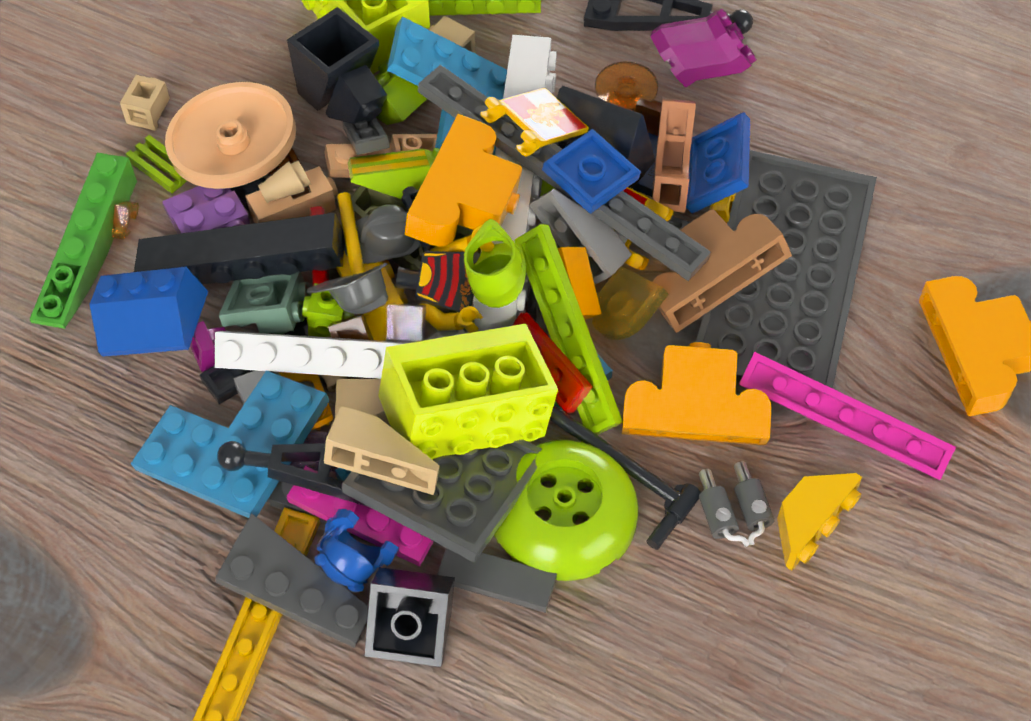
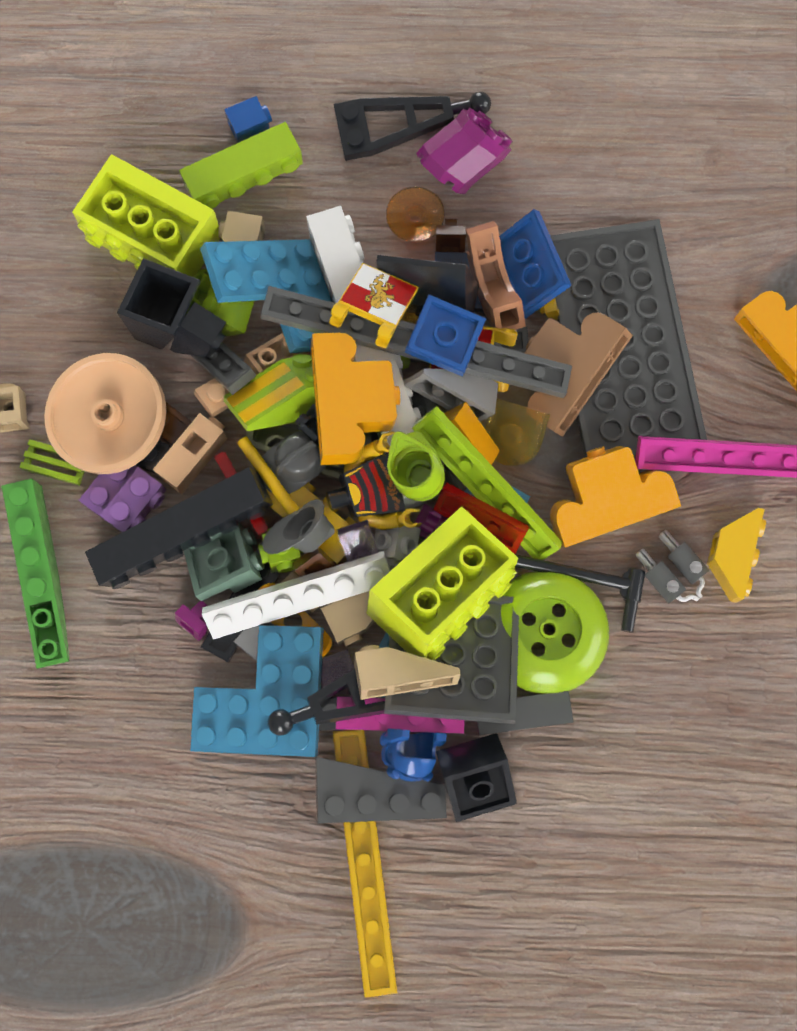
camera: 25 degrees left, 20 degrees up
(122, 214) = (54, 532): clear orange tile -> none
(146, 311) = (131, 618): blue slope -> none
(285, 182) = (183, 446): tan cone -> none

